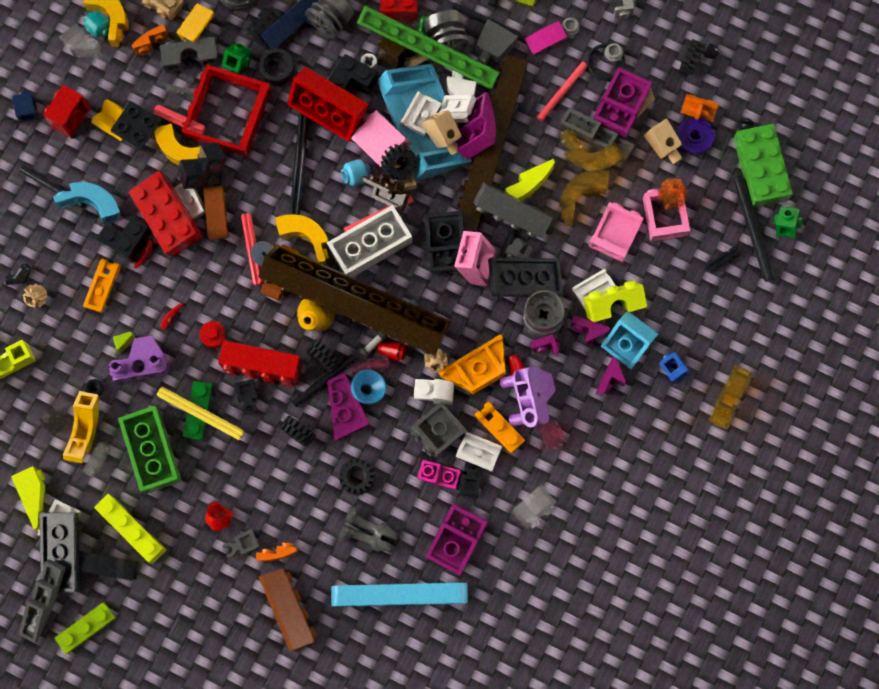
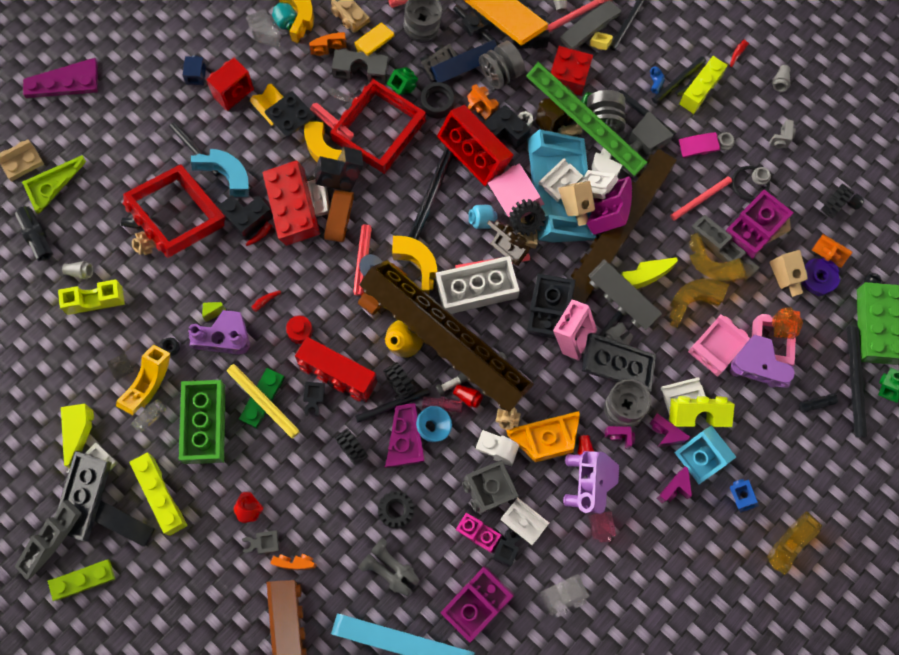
camera: 10 degrees right, 5 degrees down
(71, 232) = (179, 173): none -> red window
(101, 286) = (209, 252): light orange plate -> none
(319, 57) = (480, 102): none -> orange hips
(499, 428) = (552, 504): light orange plate -> none
(651, 231) = (760, 353): none -> medium lavender piece

